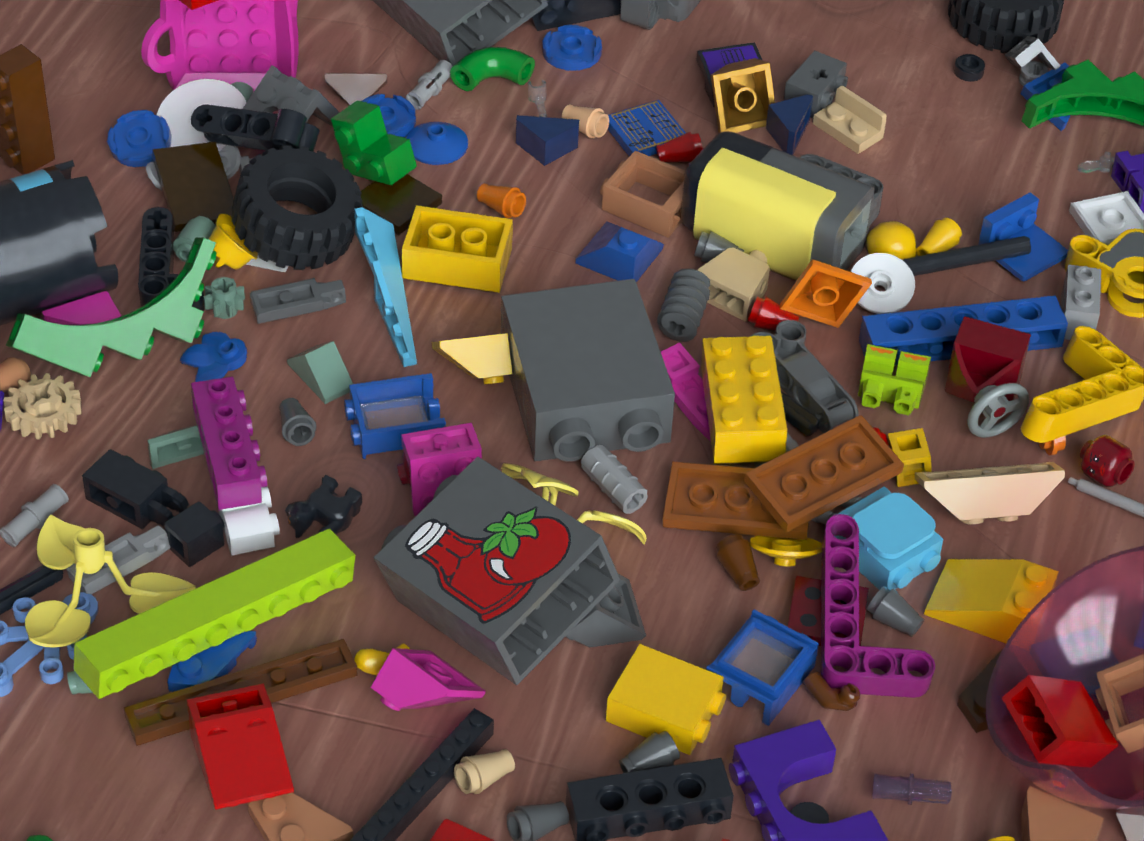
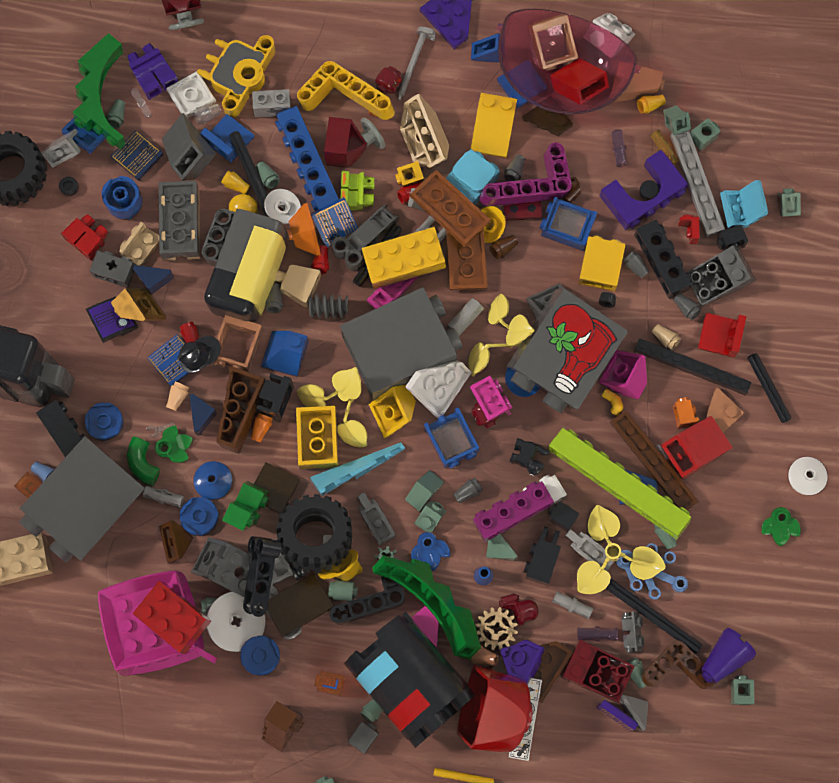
camera: 100 degrees left, 30 degrees up
(56, 442) = (523, 610): none -> dark red piece
(140, 407) = (483, 580): none -> blue cone
(274, 365) = (430, 516): none -> sand green bracket
(317, 759) = (685, 413): none -> orange brick
(494, 399) = (438, 385): none -> white plate
(506, 105) = (176, 445): none -> green plate
(531, 250) = (348, 388): none -> light yellow plant
(539, 212) = (275, 396): none -> black panel
(548, 179) = (239, 408): none -> reddish brown wedge
(588, 693) = (607, 299): none -> black axle
(644, 136) = (199, 354): none -> black piece
(839, 334) = (334, 221): none -> blue tile
(878, 64) = (84, 238): none -> red hips
(900, 157) = (179, 220): none -> dark grey piece
(934, 106) = (130, 195): none -> blue brick
(940, 279) = (268, 176): none -> sand green cone
(996, 183) = (187, 149): none -> dark grey slope
(1010, 144) = (137, 155): none -> dark blue tile
(1070, 222) = (206, 113): none -> clear cone
(1087, 129) = (116, 114): none -> sand green cone

